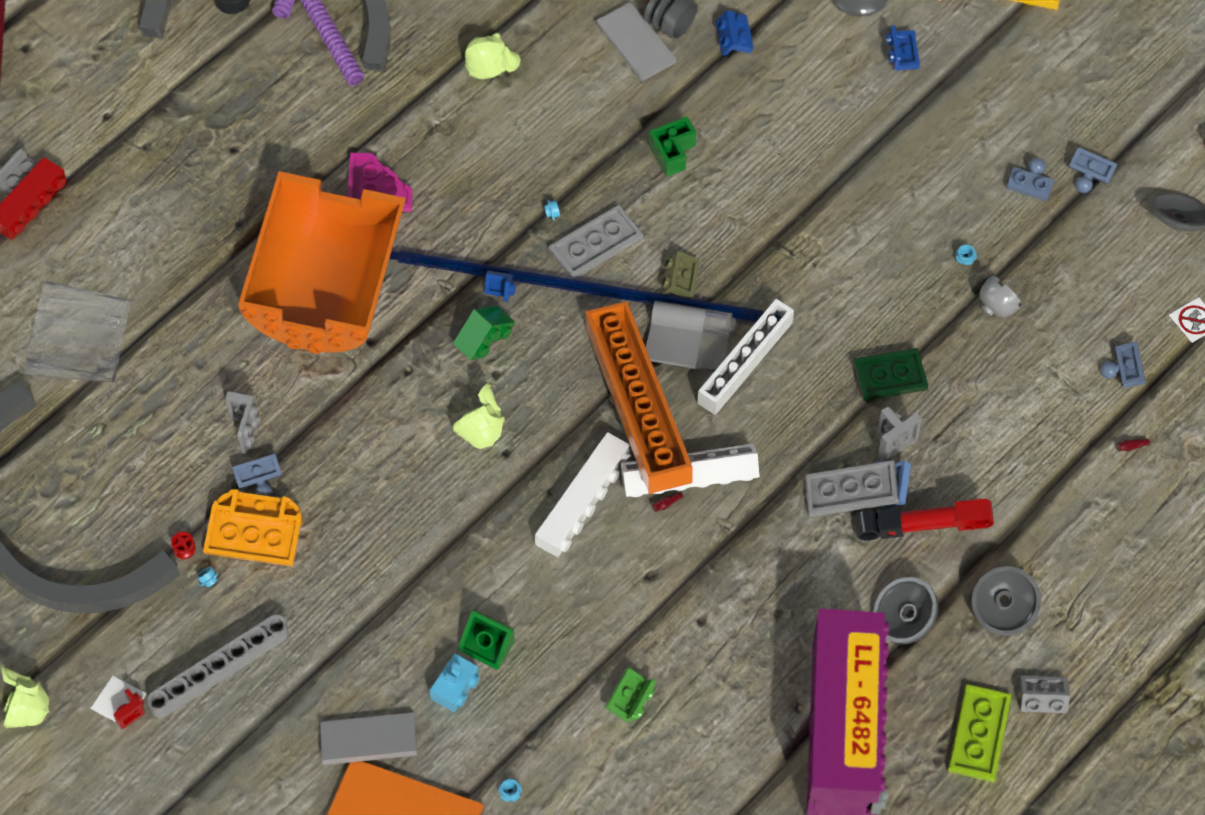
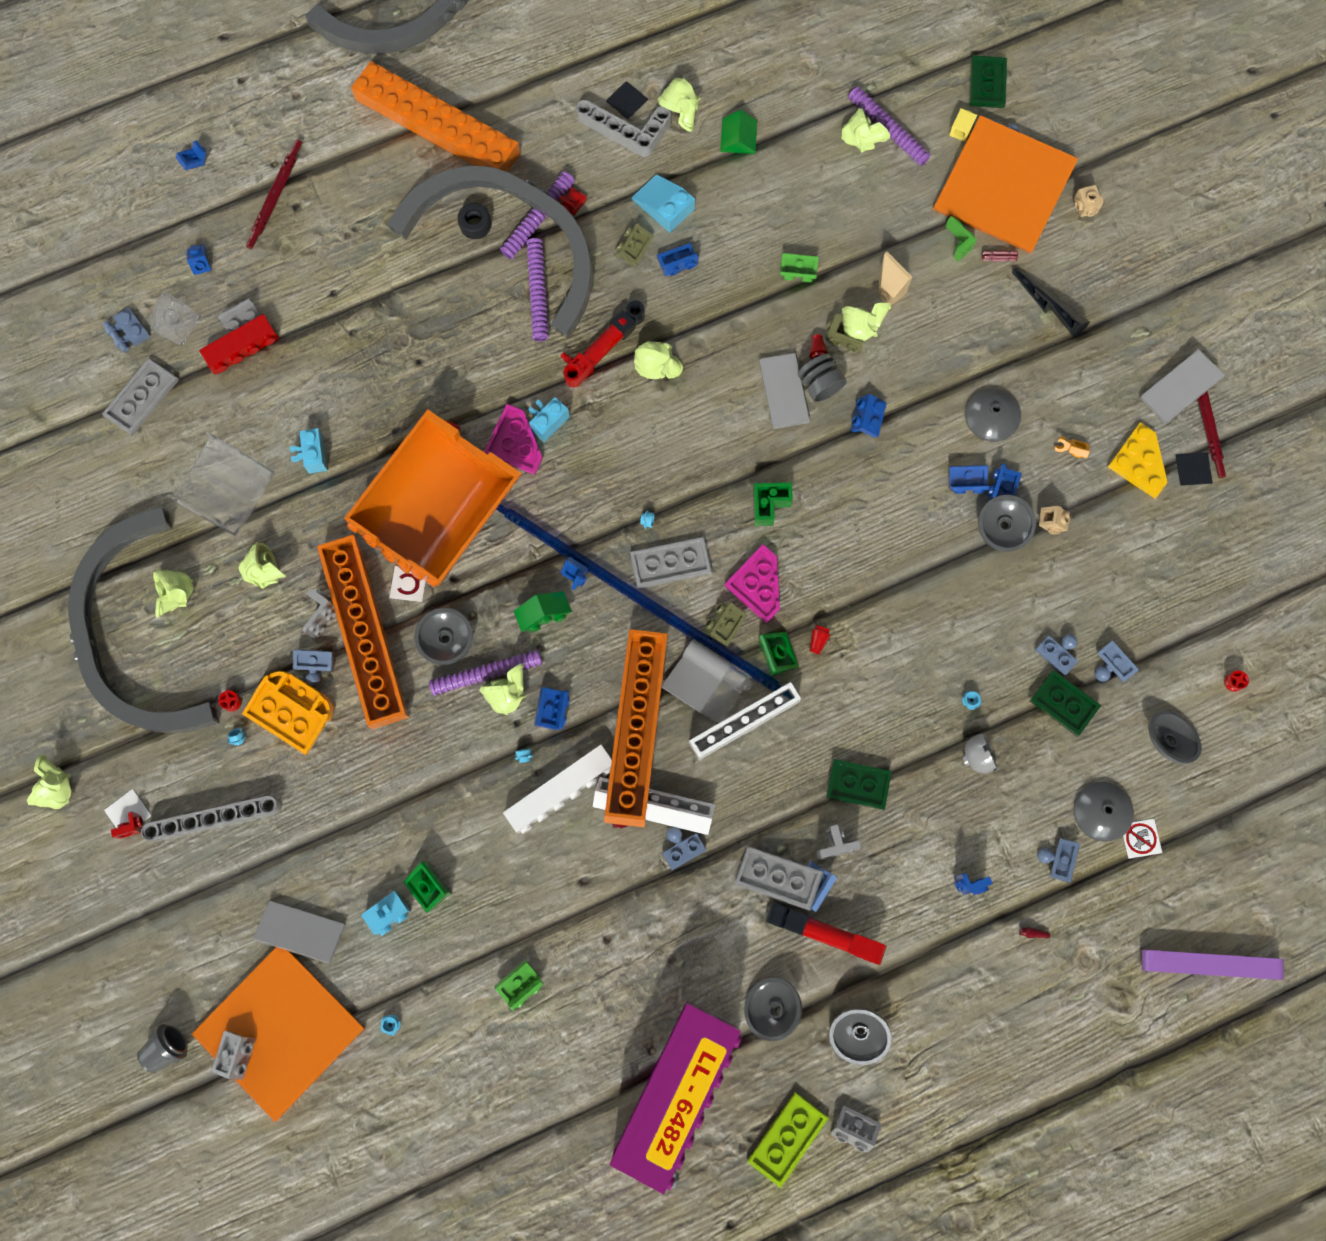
camera: 25 degrees right, 15 degrees up
(66, 458) = (173, 589): none -> yellowish green head
(156, 402) = (260, 566): none -> yellowish green head
(158, 271) = (311, 451): none -> medium azure brick
(301, 422) = (363, 632): none -> orange brick
(323, 366) = (406, 586): none -> white sticker
(387, 383) = (435, 627): none -> dark grey dish
(402, 151) = (548, 418): none -> medium azure brick
(436, 43) = (619, 329): none -> red piece
(447, 416) = (483, 673): none -> medium lavender piece
(529, 478) = (523, 755): none -> medium azure plate
(538, 422) = (551, 709): none -> blue bracket
(696, 228) = (758, 584): none -> dark pink plate
(740, 504) = (682, 850): none -> sand blue plate
(747, 284) = (778, 653): none -> green slope
(784, 255) = (818, 639): none -> red cone
(863, 53) = (968, 478): none -> blue bracket
(922, 68) = (1017, 516): none -> dark grey dish
(967, 59) = (1054, 519): none -> tan brick
(1044, 420) = (976, 887): none -> blue bracket
(1060, 223) = (1065, 703): none -> dark green plate
(1146, 318) = (1091, 814): none -> dark grey dish

